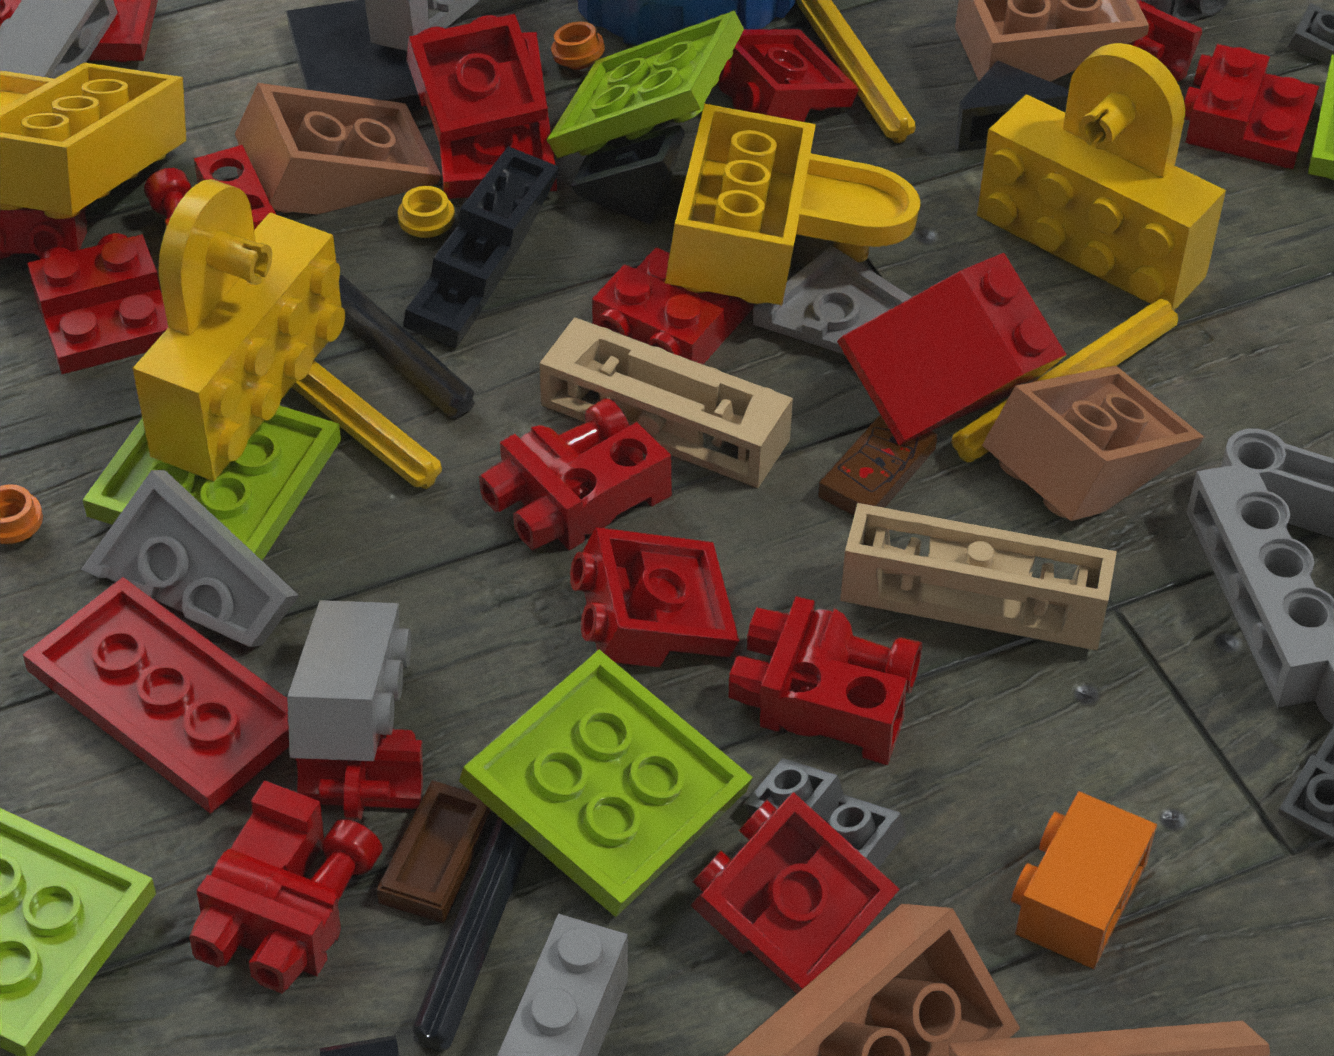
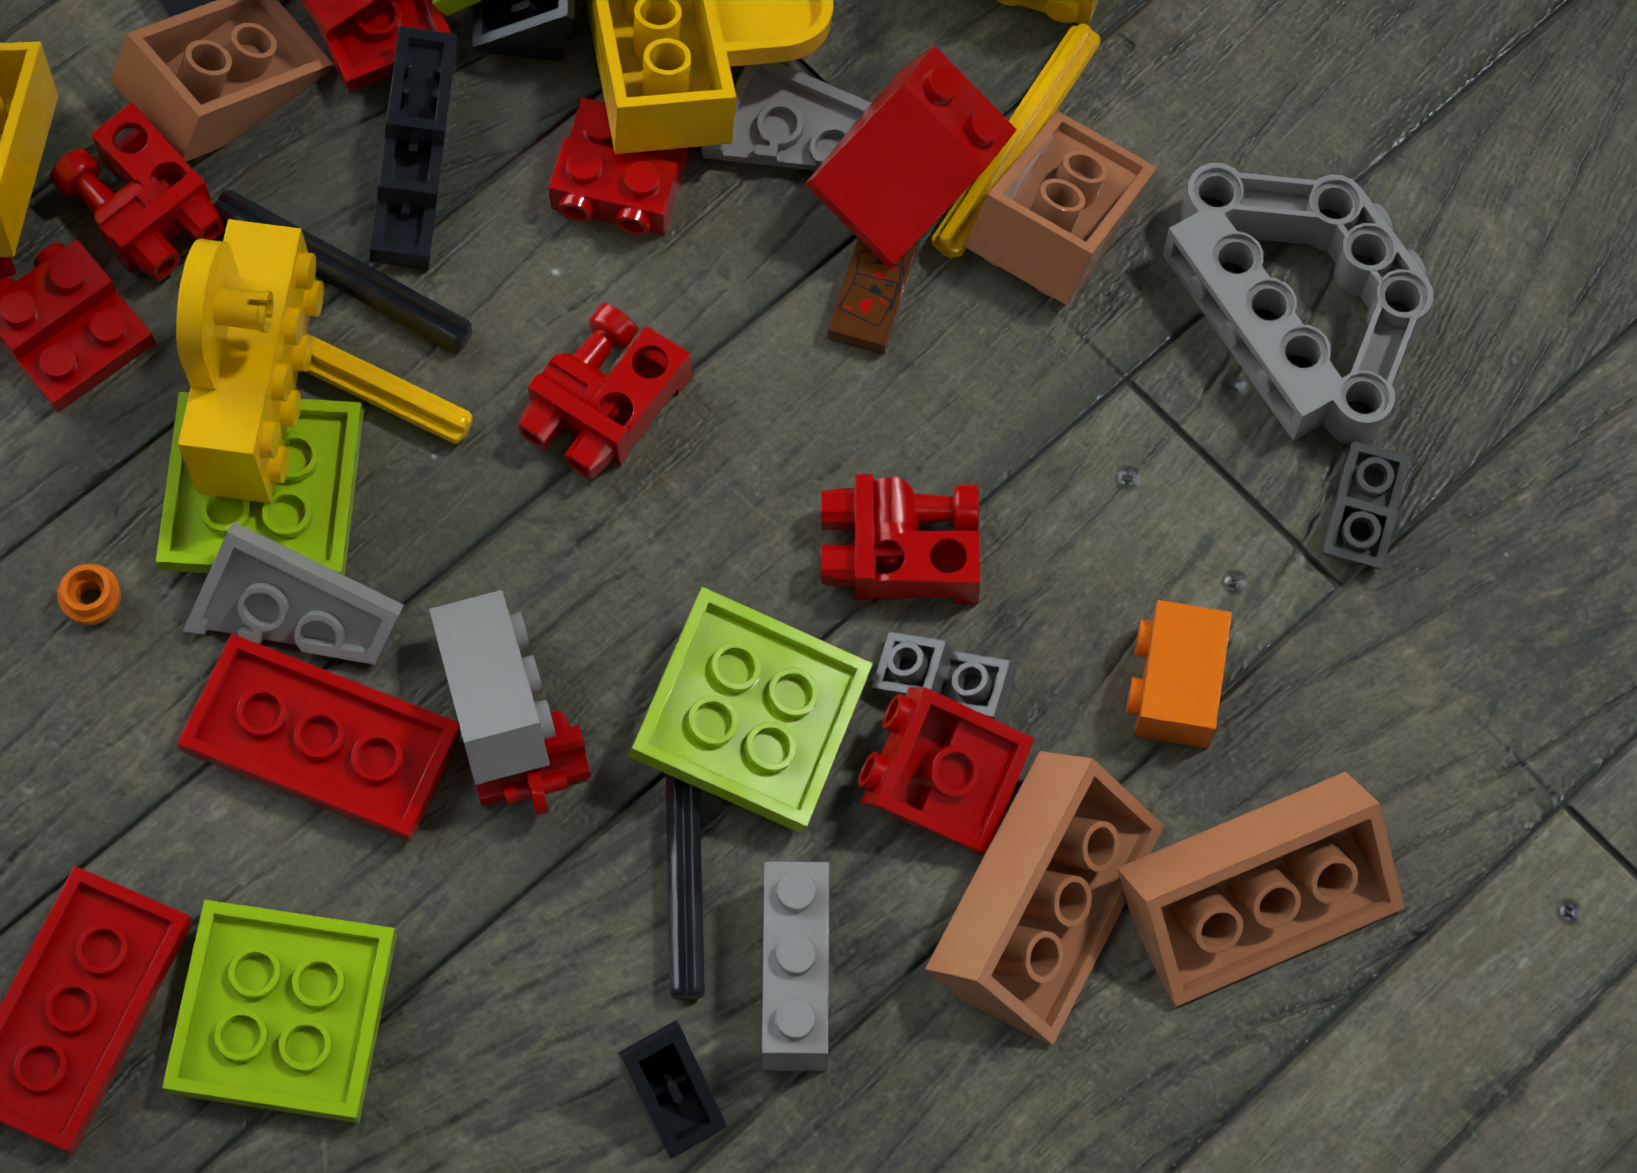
camera: 20 degrees left, 20 degrees up
(264, 900) = (503, 918): red hips -> none
(425, 212) = (339, 105): yellow plate -> none
(436, 852) = (622, 817): reddish brown tile -> none
(652, 597) = (722, 505): red plate -> none
(669, 399) = (657, 280): tan brick -> none
(977, 577) = (1006, 399): tan brick -> none

